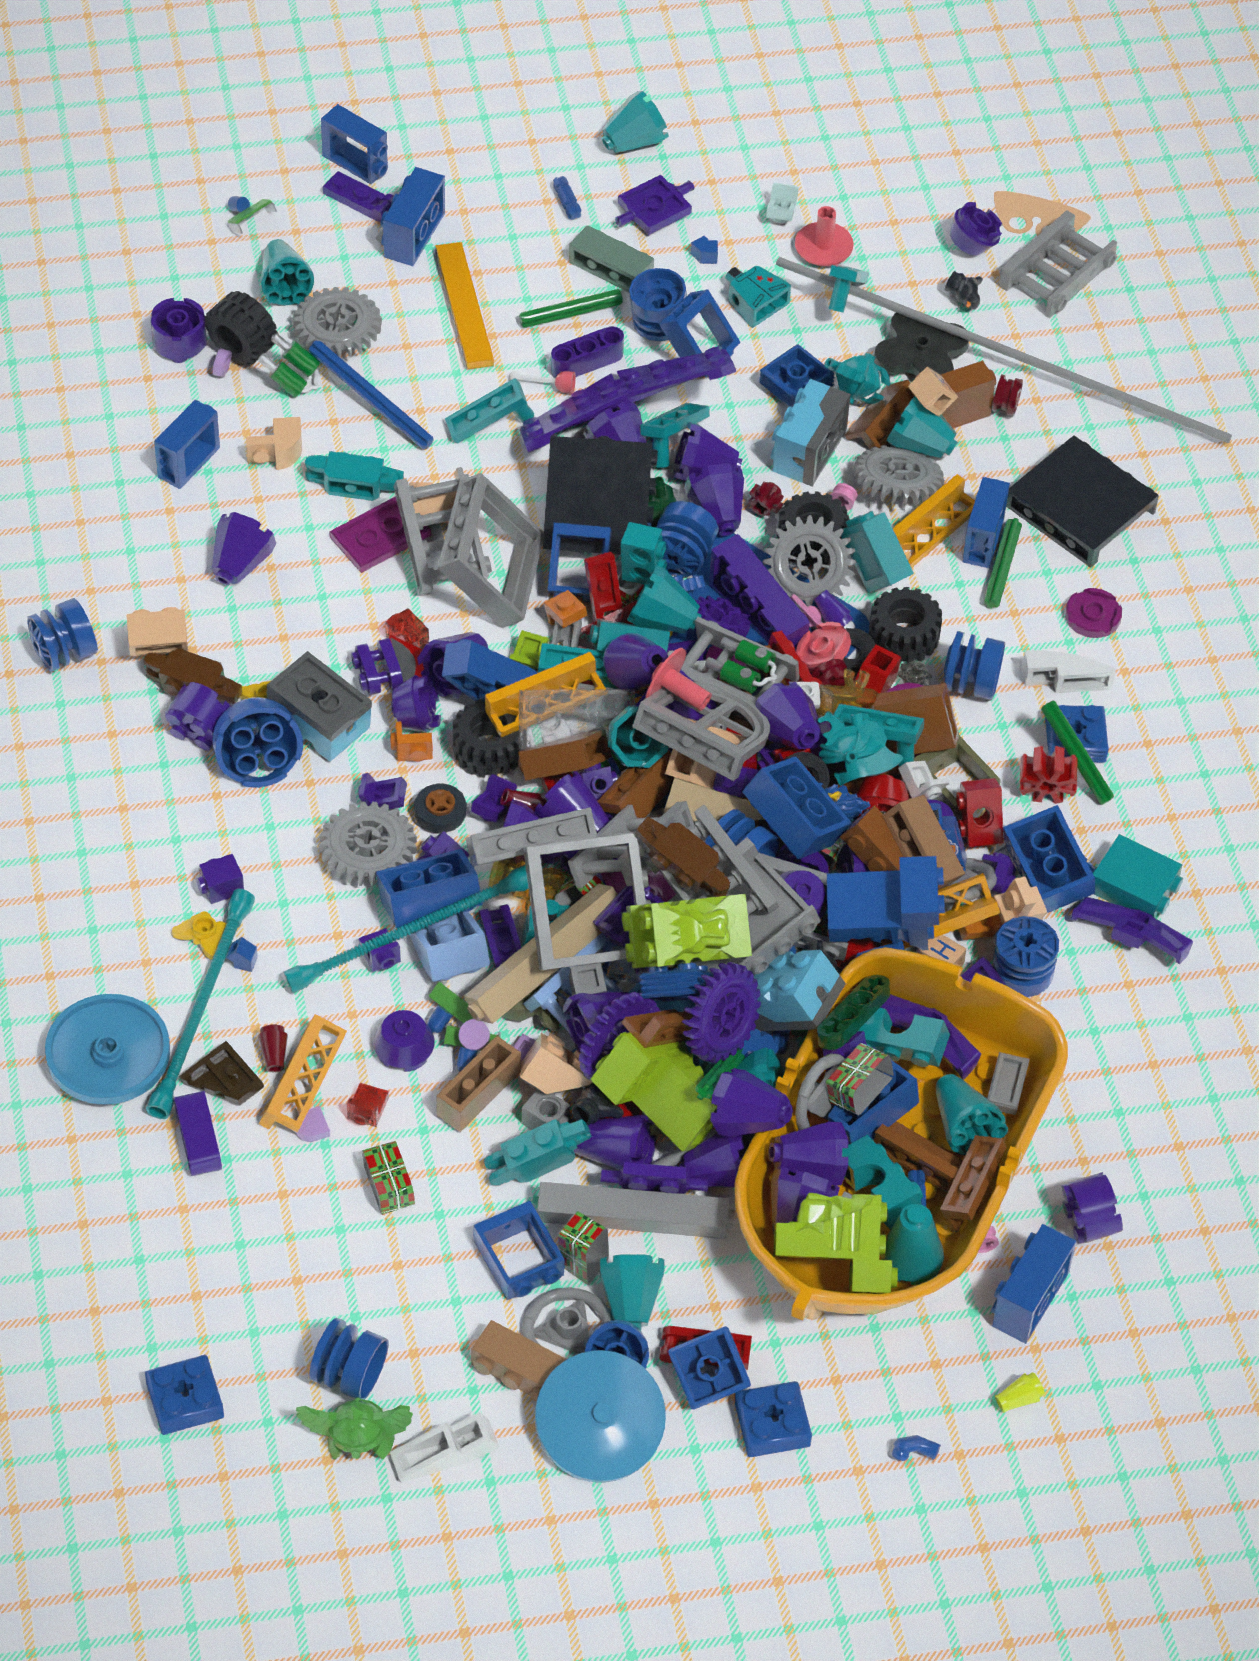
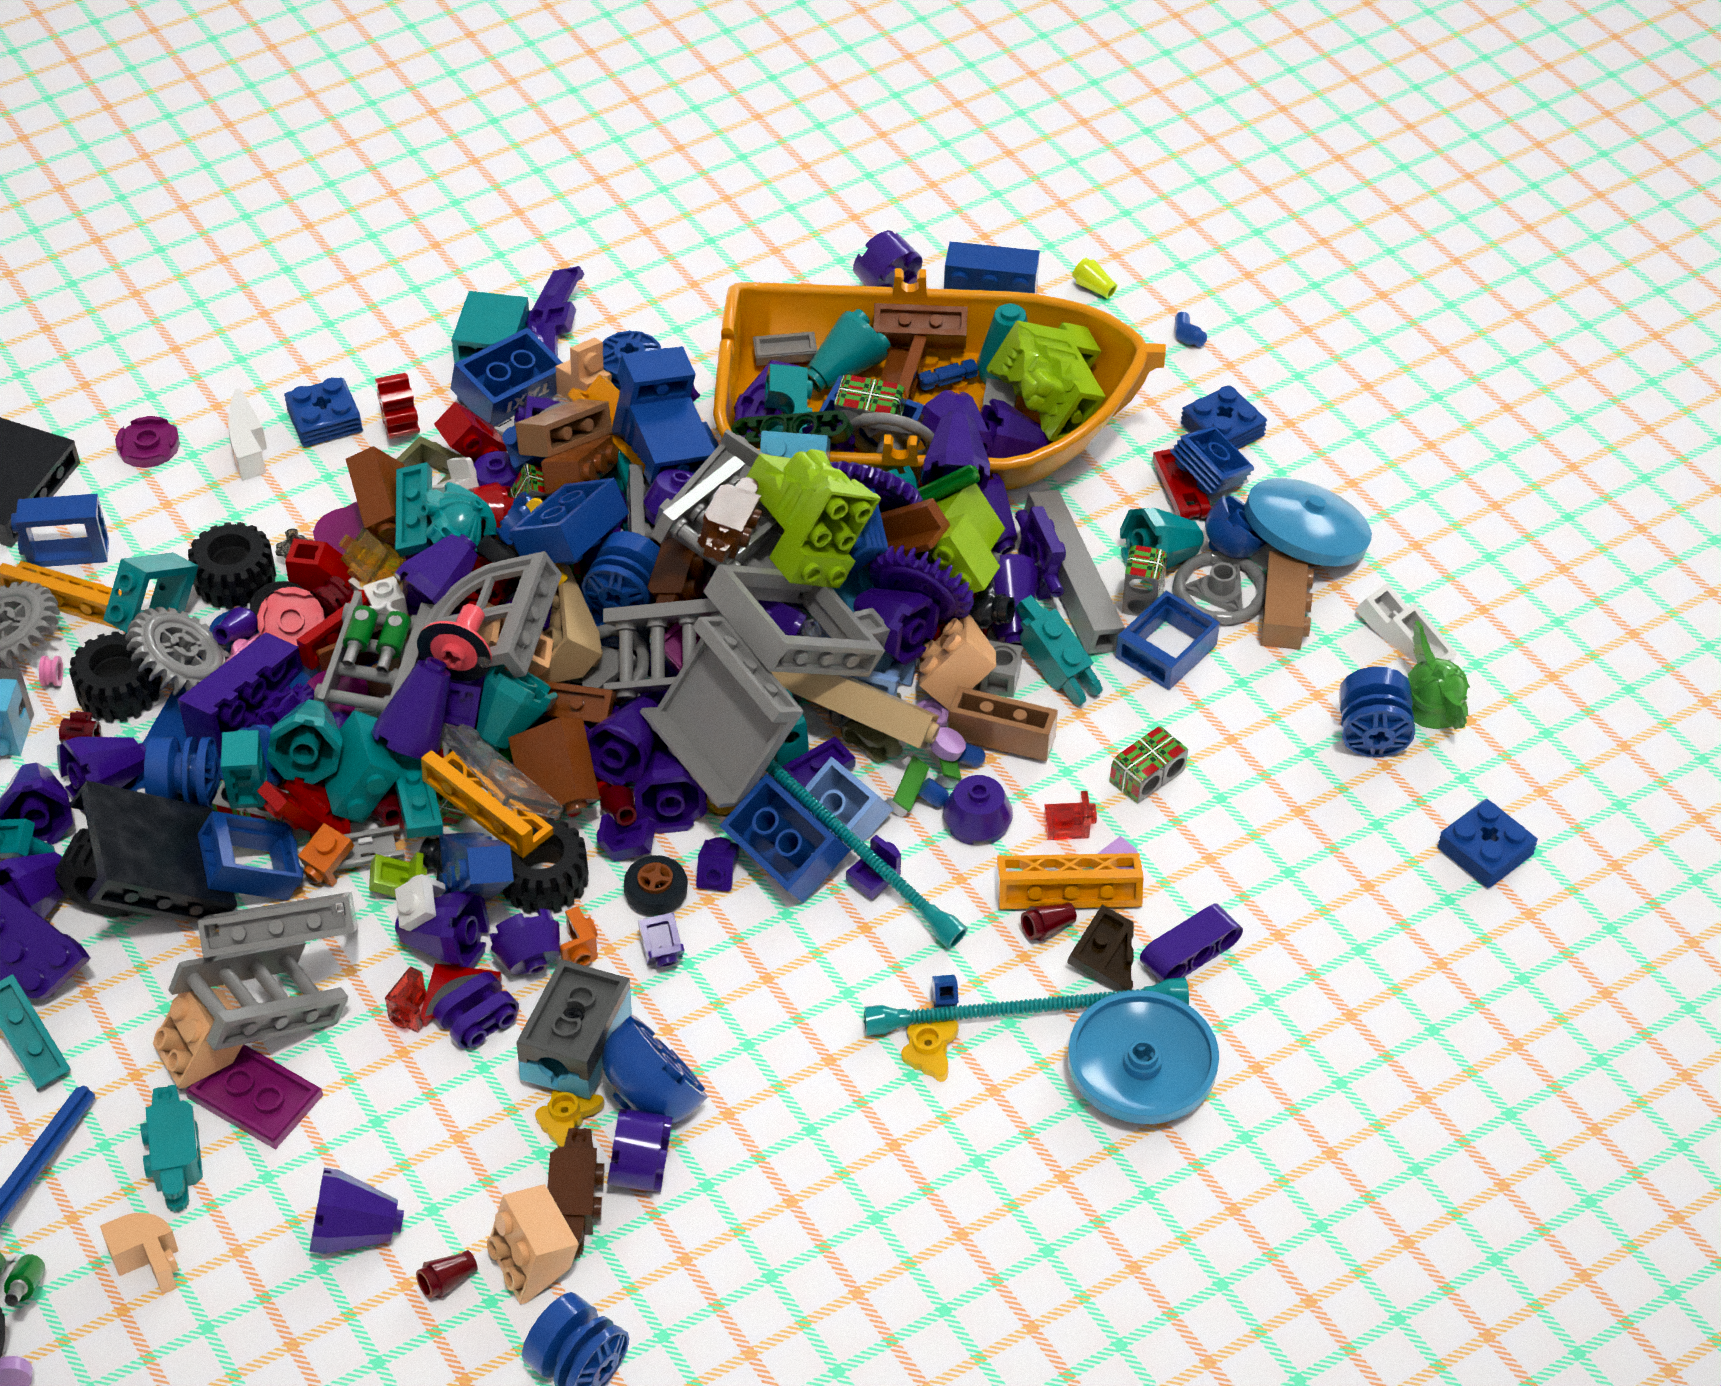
camera: 110 degrees left, 5 degrees down
(169, 590) = (443, 1274): none -> dark red cone
(187, 444) = (190, 1336): blue window -> none
(219, 878) = (854, 1048): dark purple brick -> none
(367, 841) = (731, 946): light grey gear -> none
(472, 631) = (416, 901): none -> white bracket
(871, 1166) = (962, 372): teal arch -> none
(974, 665) = (274, 489): blue wheel -> none
(1002, 563) = (115, 522): green axle -> none
(1075, 747) = (351, 392): green axle -> none

